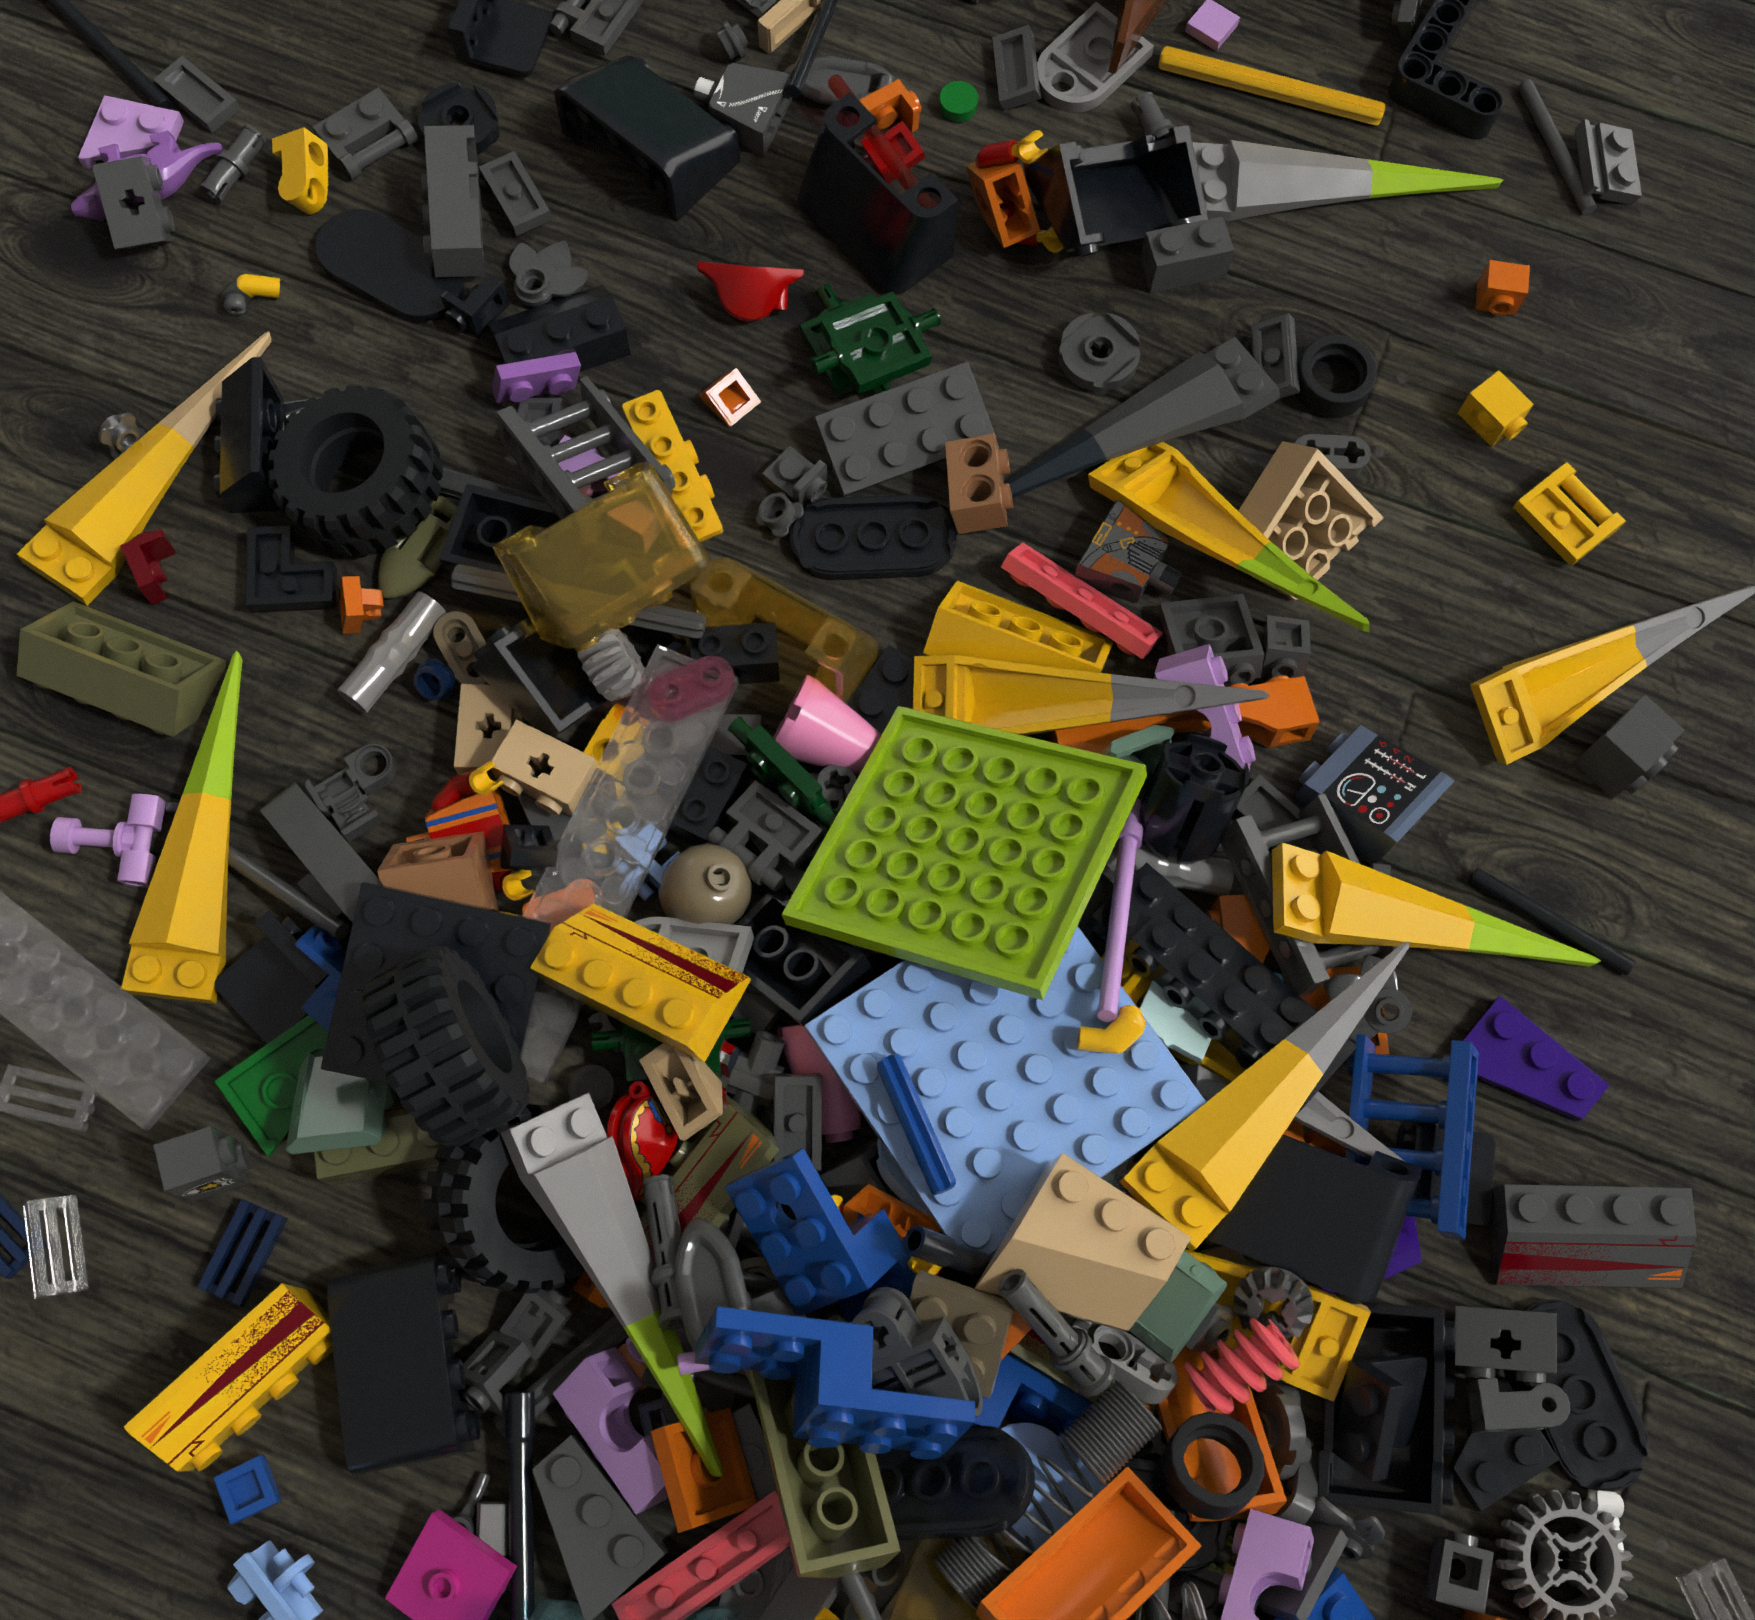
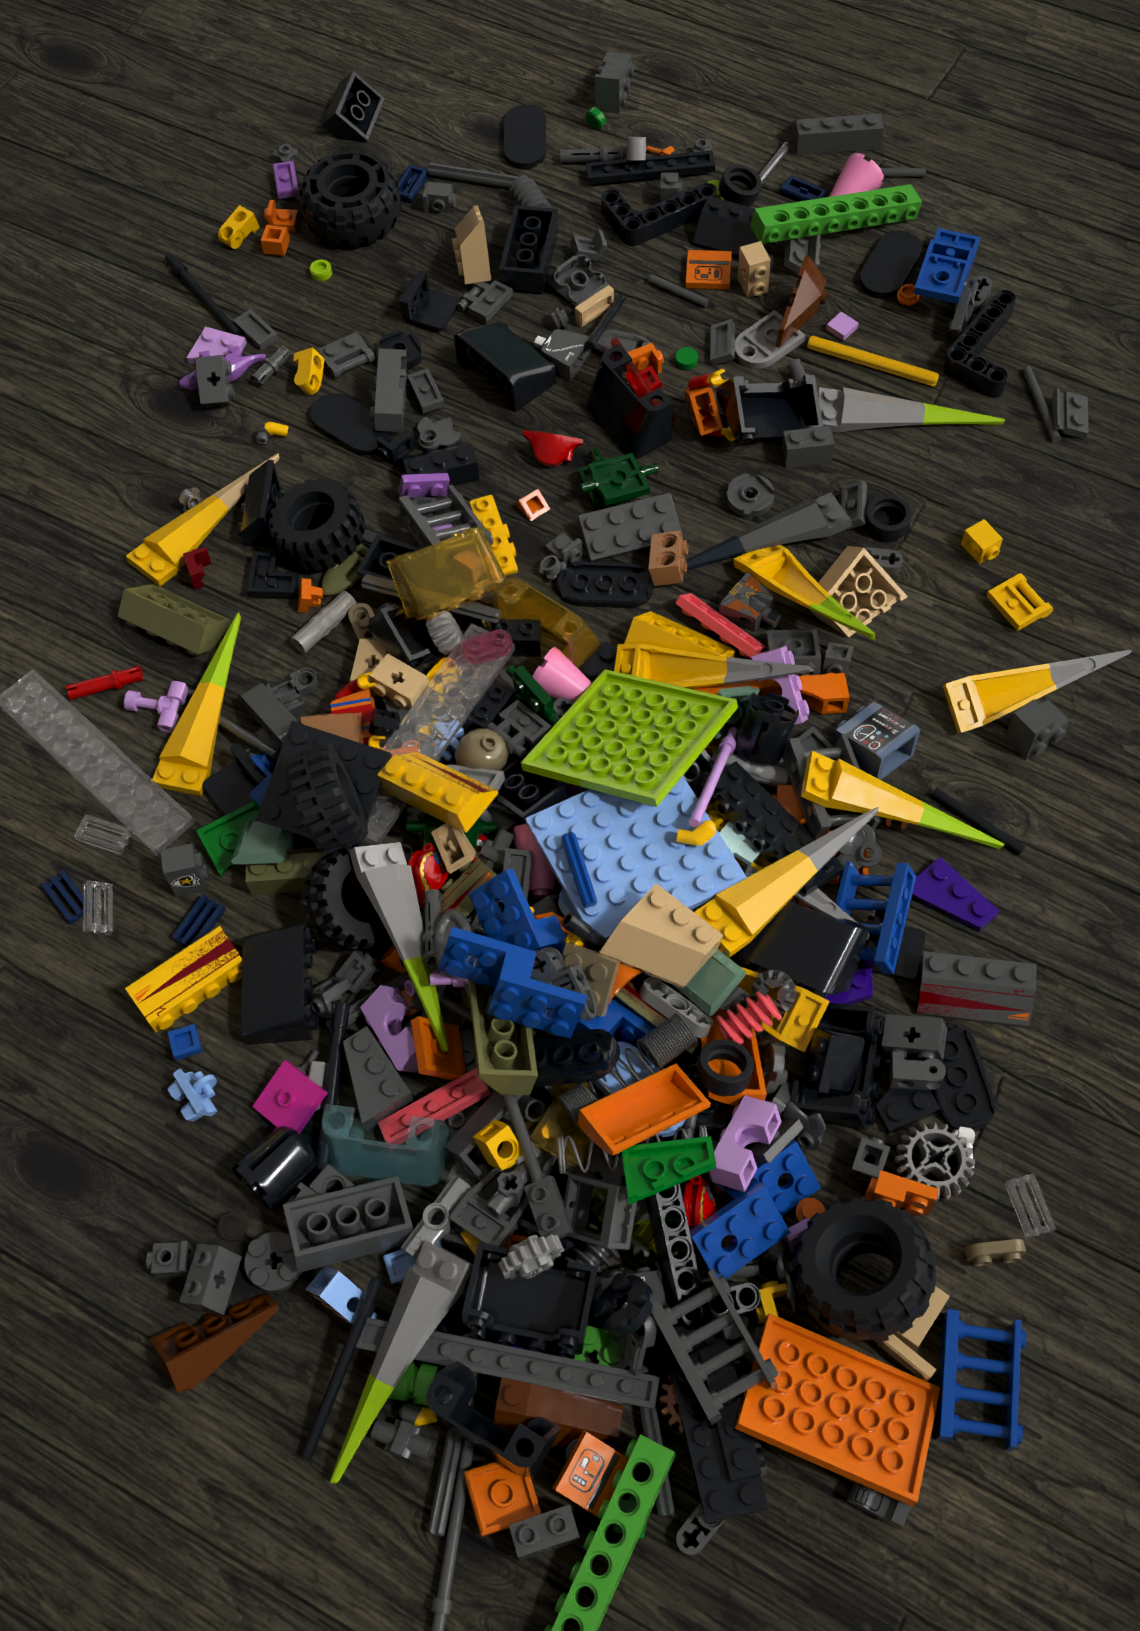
camera: 15 degrees right, 10 degrees down
(434, 679) = (341, 640): dark blue plate -> none
(1068, 1346) = (651, 991): dark grey pin -> none
(1502, 287) = (995, 477): orange plate -> none

